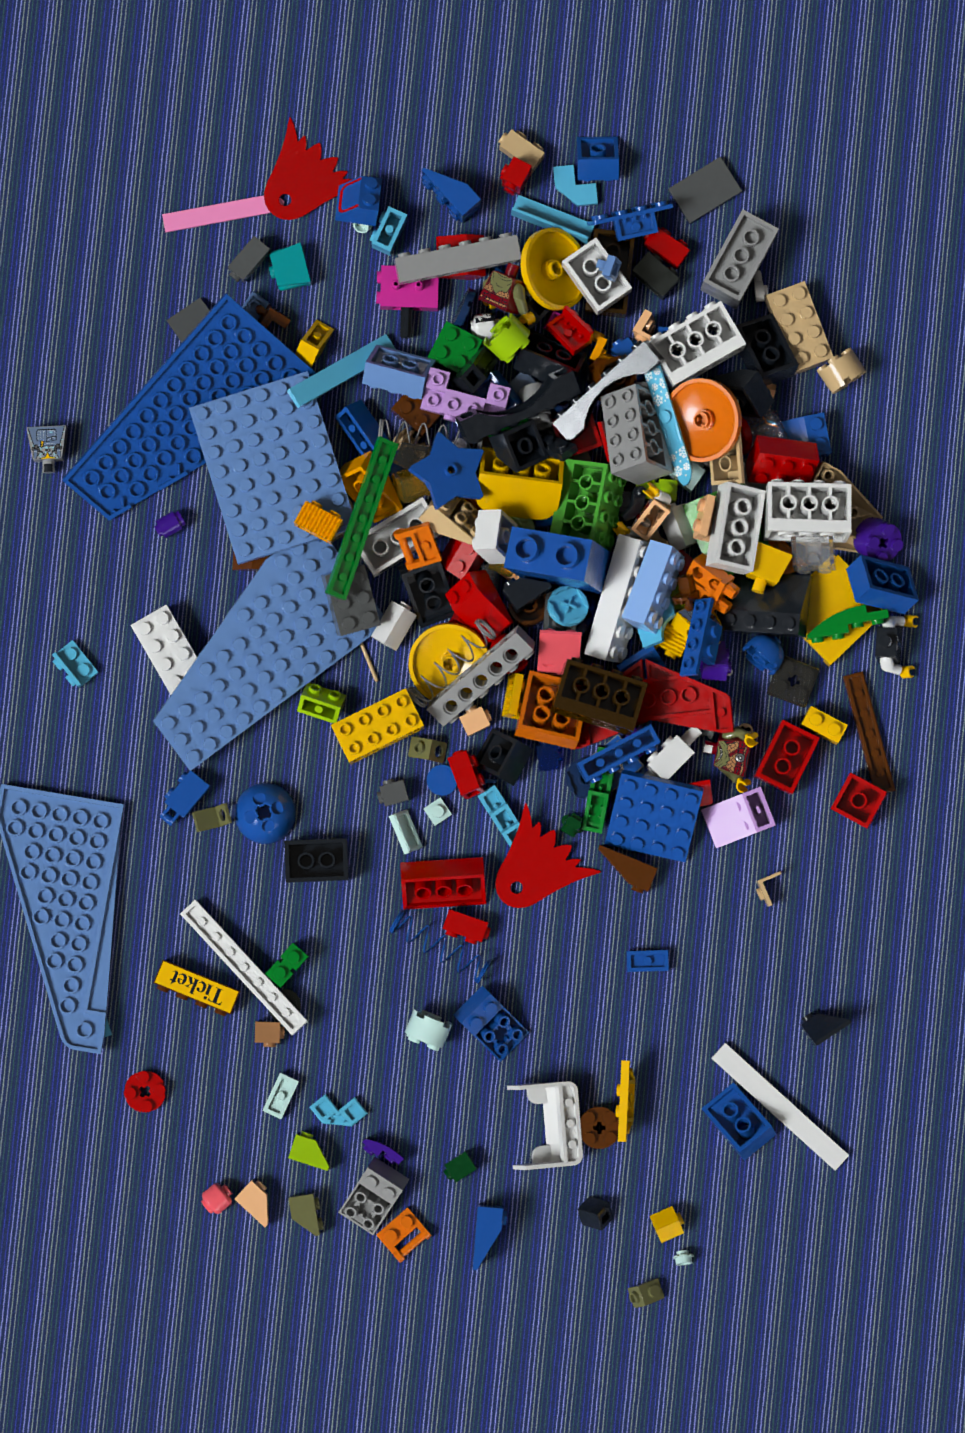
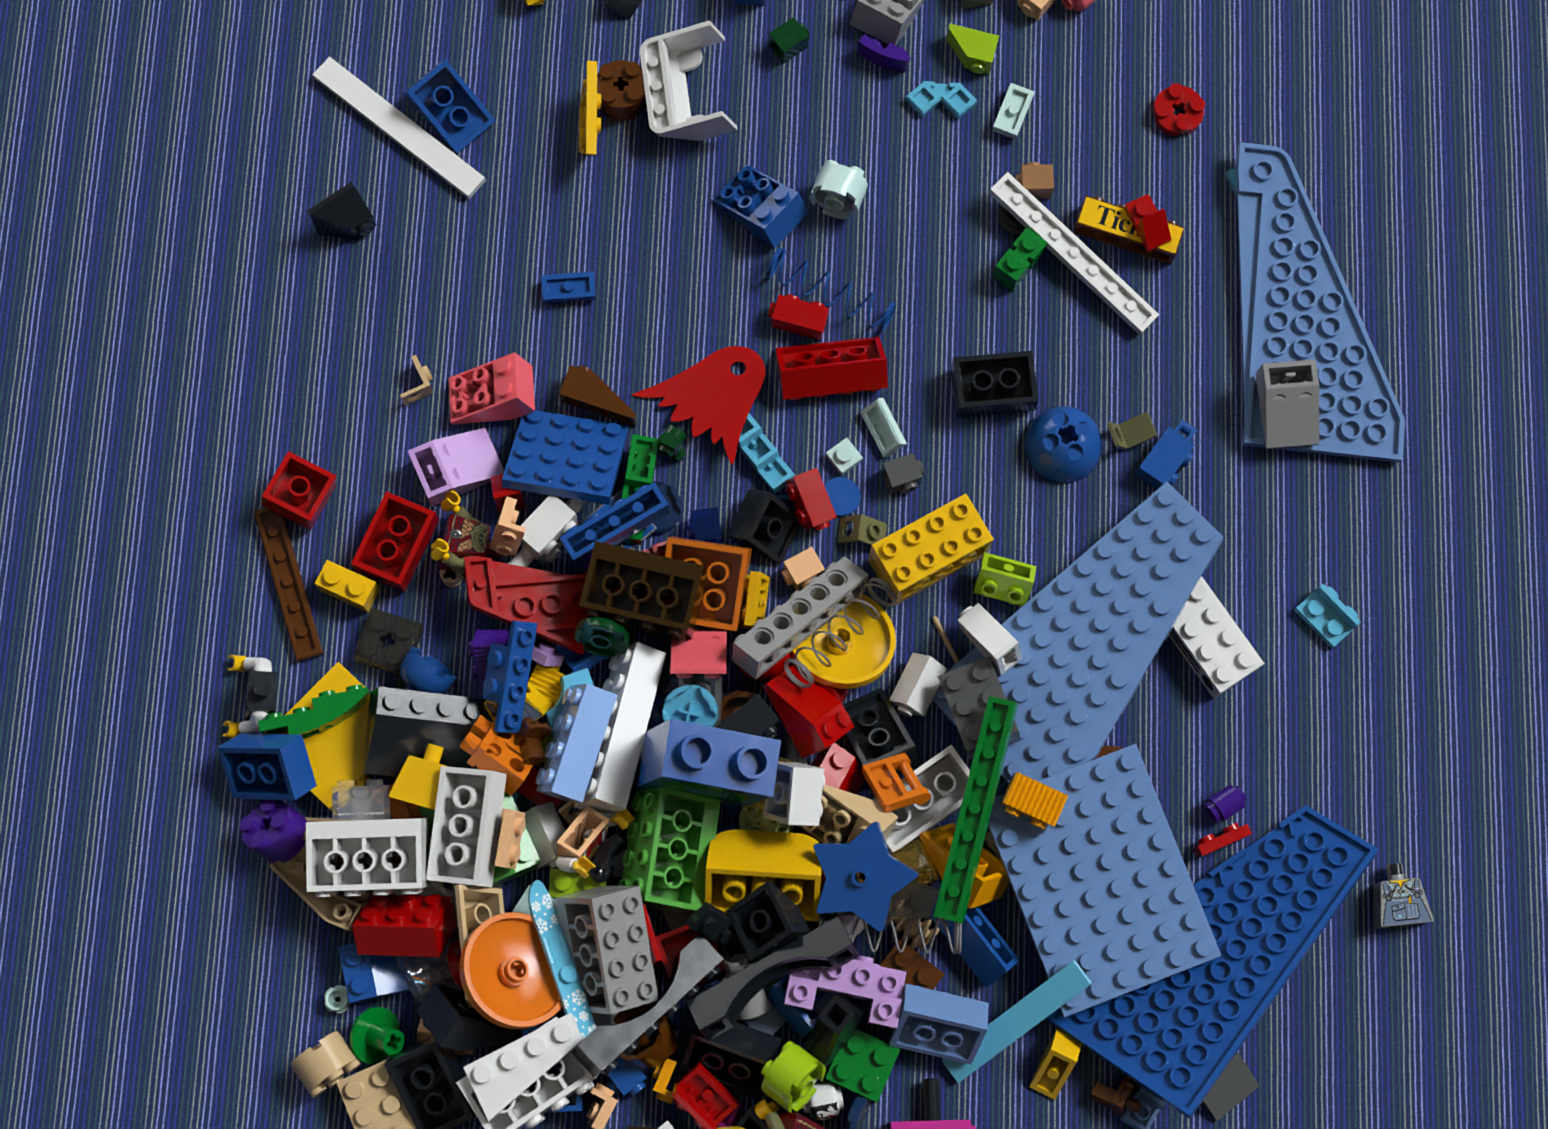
camera: 175 degrees right, 10 degrees down
(87, 828) = (1289, 403): none -> light grey slope
(182, 986) = (1148, 222): none -> red slope
(184, 494) = (1231, 834): none -> red plate
(339, 653) = (990, 638): none -> white slope
(631, 664) = (602, 636): none -> dark green tile
(672, 660) = (546, 655): none -> lavender plate
(702, 351) = (515, 1067): none -> white wing
(703, 758) = (507, 534): none -> light nougat bracket
(710, 874) = (492, 391): none -> coral slope
(804, 389) = (375, 1035): none -> green piece
(832, 413) = (330, 996): none -> light aqua plate

